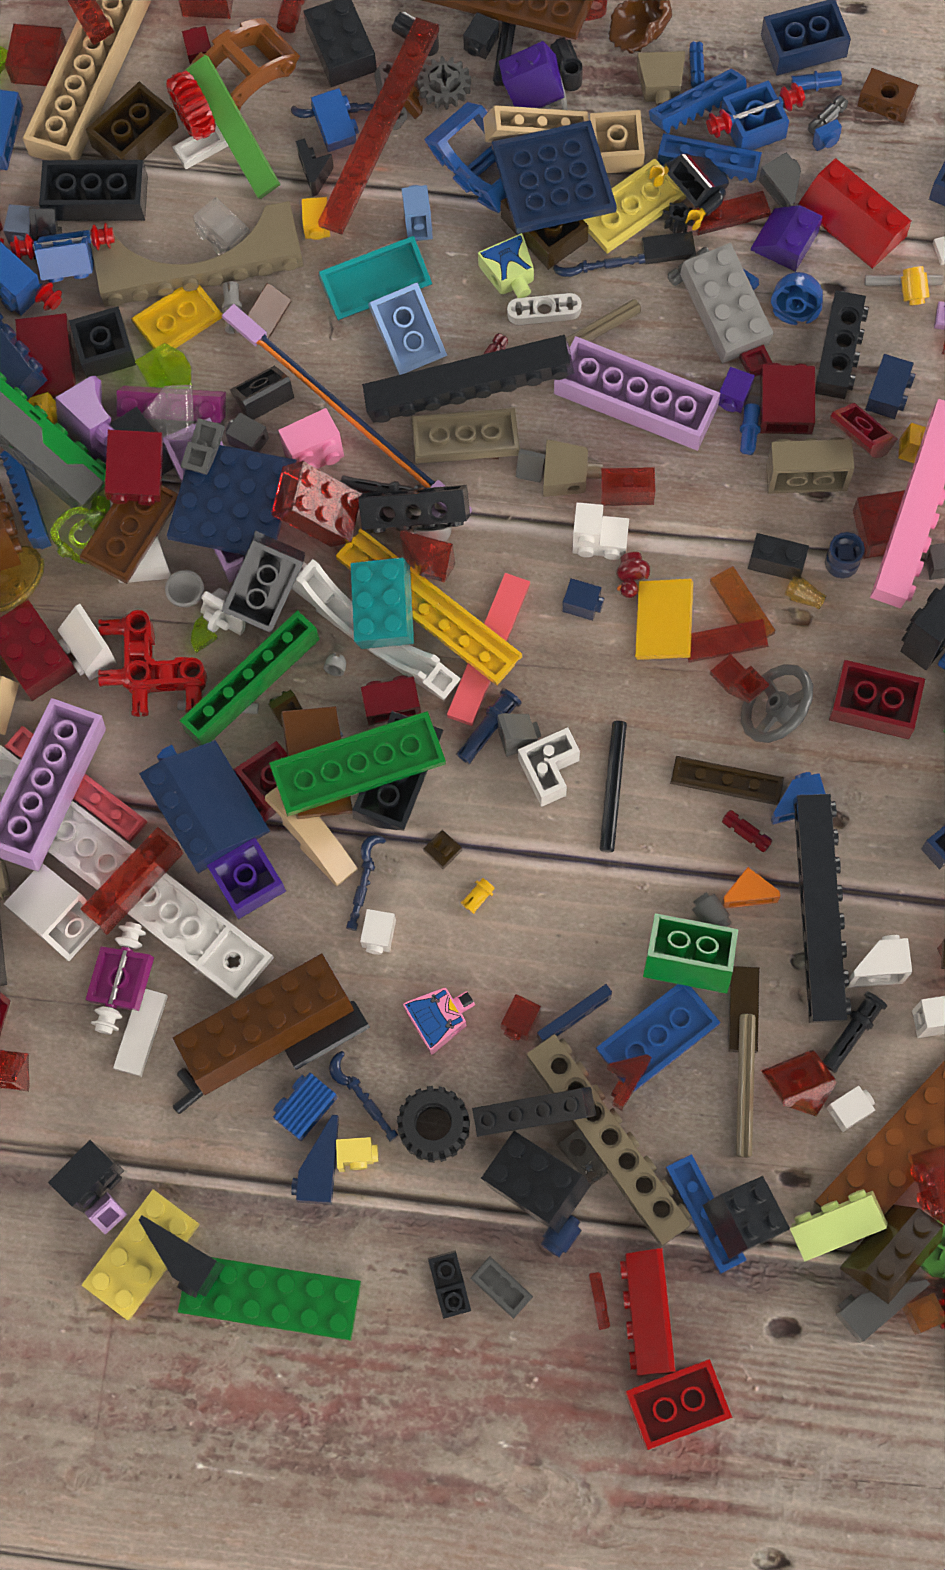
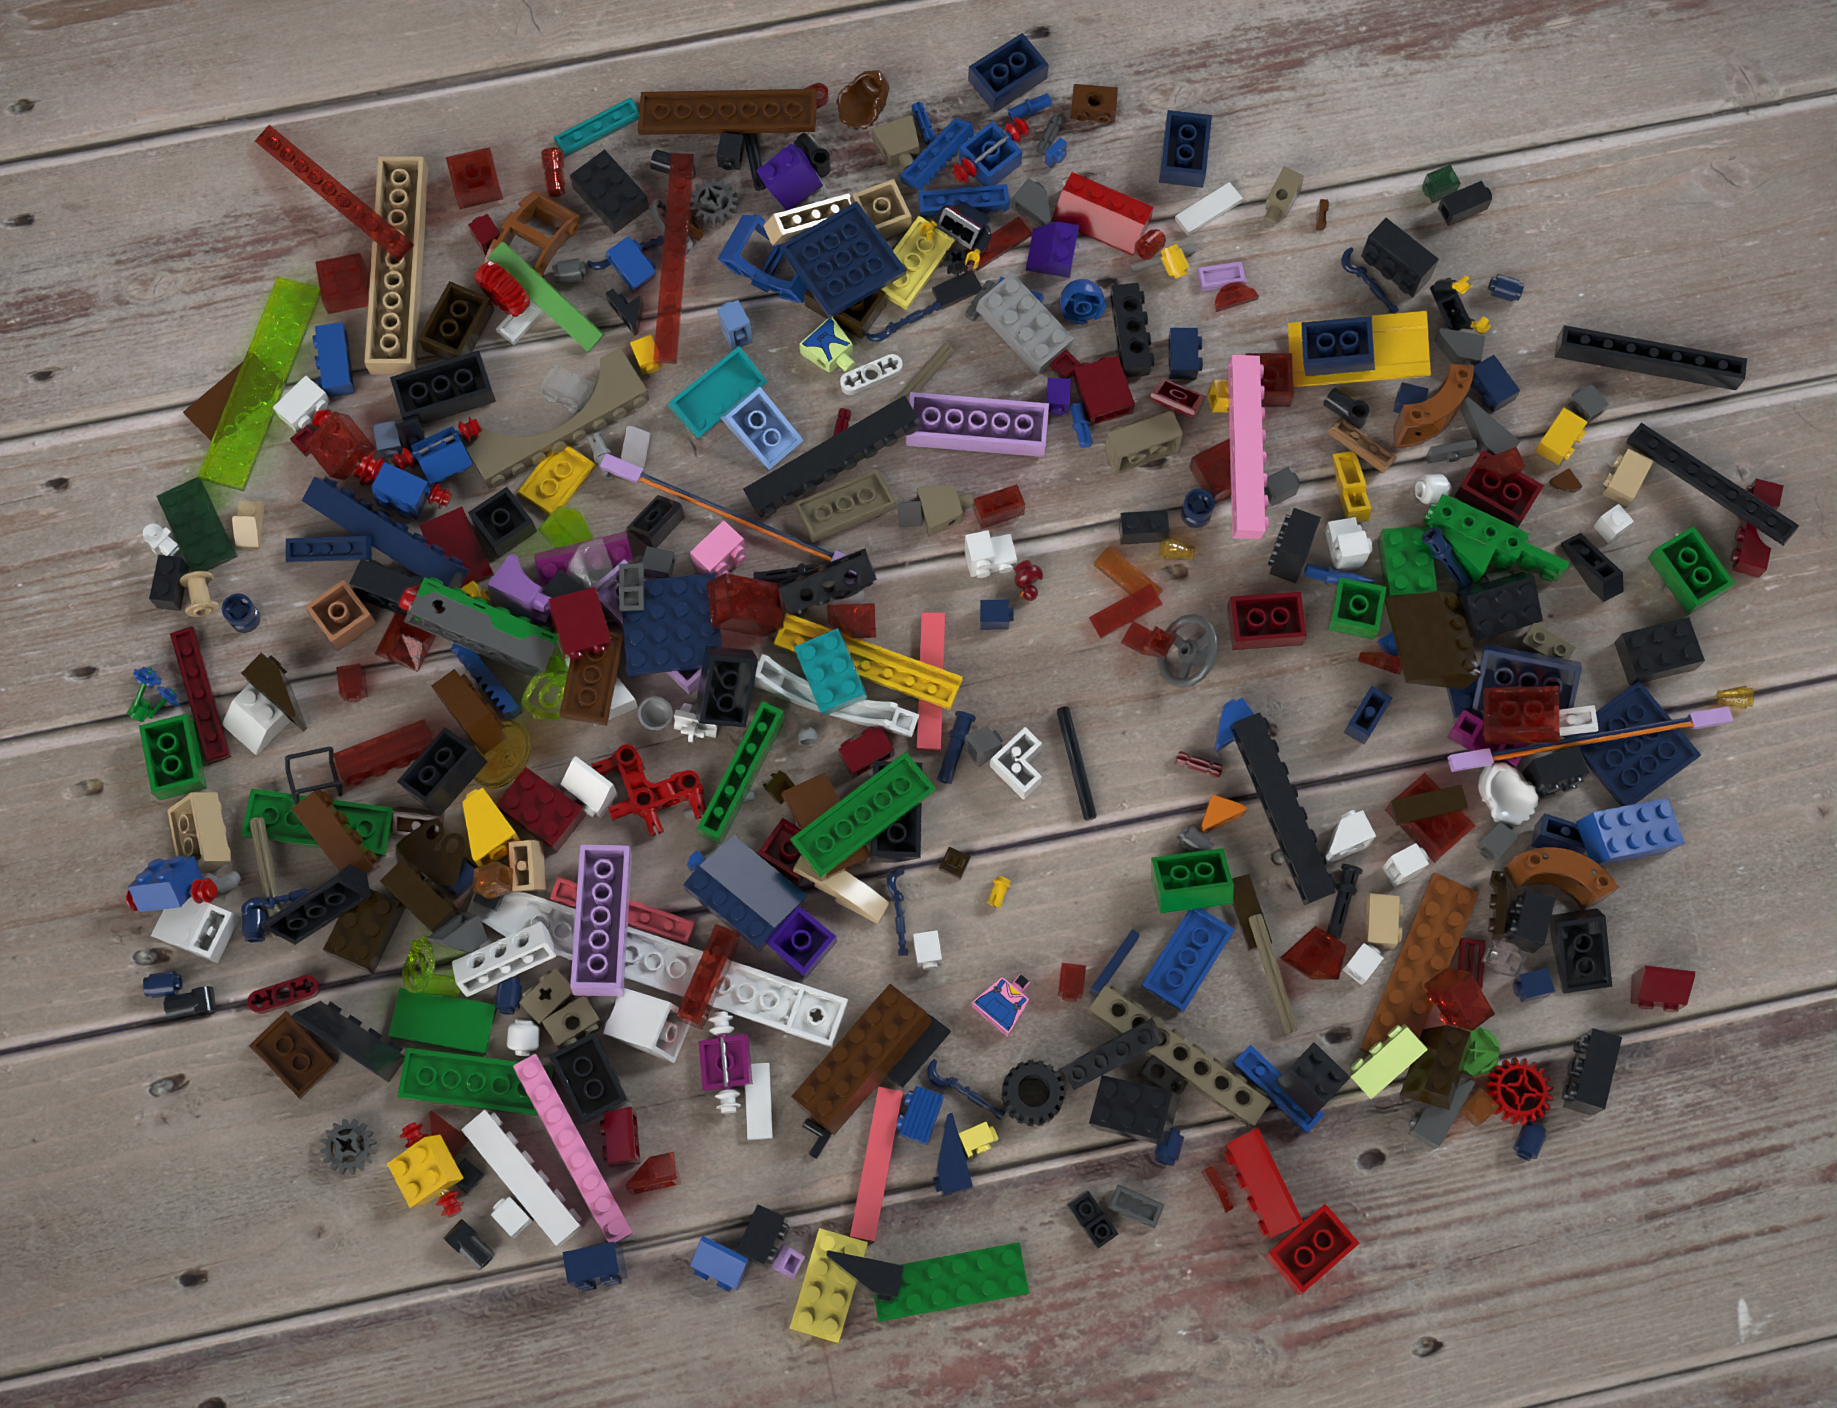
camera: 25 degrees left, 0 degrees up
(31, 1188) = (720, 1264): none -> slope
(201, 636) = (683, 748): clear neon green tile -> none
(239, 1143) = (876, 1164): none -> coral tile
(269, 109) = (569, 271): none -> dark grey brick
(631, 1071) = (1178, 994): clear red slope -> none
(664, 619) = (1068, 609): yellow tile -> none
(727, 780) = (1167, 727): dark brown tile -> none
(889, 1069) = (1382, 920): none -> tan brick
(894, 260) = (1150, 244): none -> clear red brick

